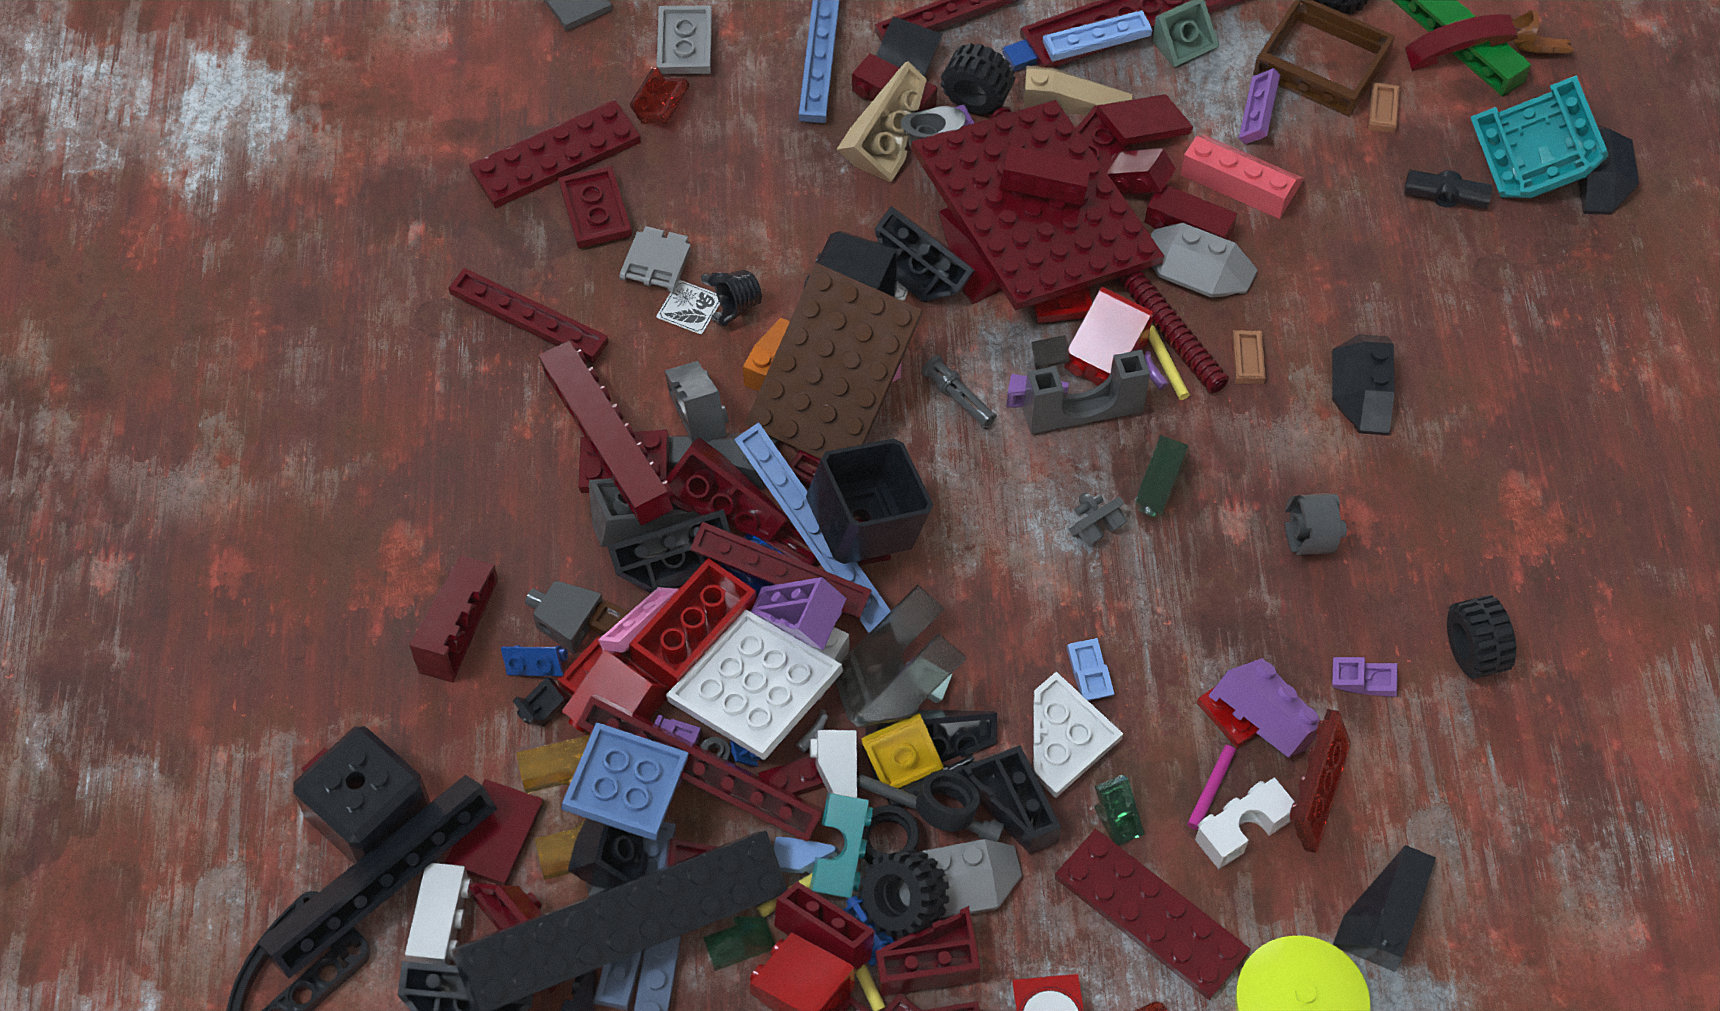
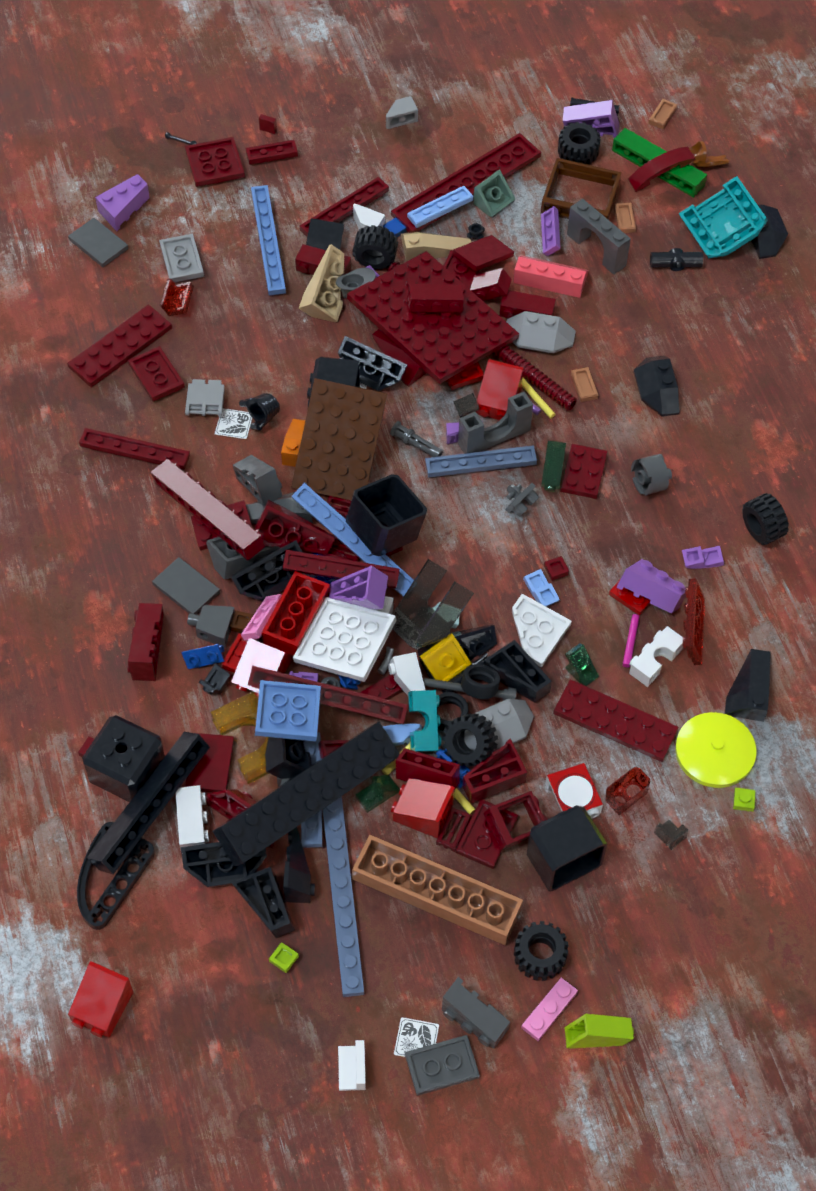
camera: 15 degrees left, 0 degrees up
(542, 544) = (186, 586): none -> dark grey tile
(982, 31) = (367, 217): none -> white slope
(1051, 445) = (480, 461): none -> sand blue plate
(1123, 642) = (556, 568): none -> dark red plate
(1143, 84) = (475, 231): none -> black plate
(1210, 495) = (583, 471): none -> dark red plate
(1318, 100) = (616, 244): none -> dark grey arch

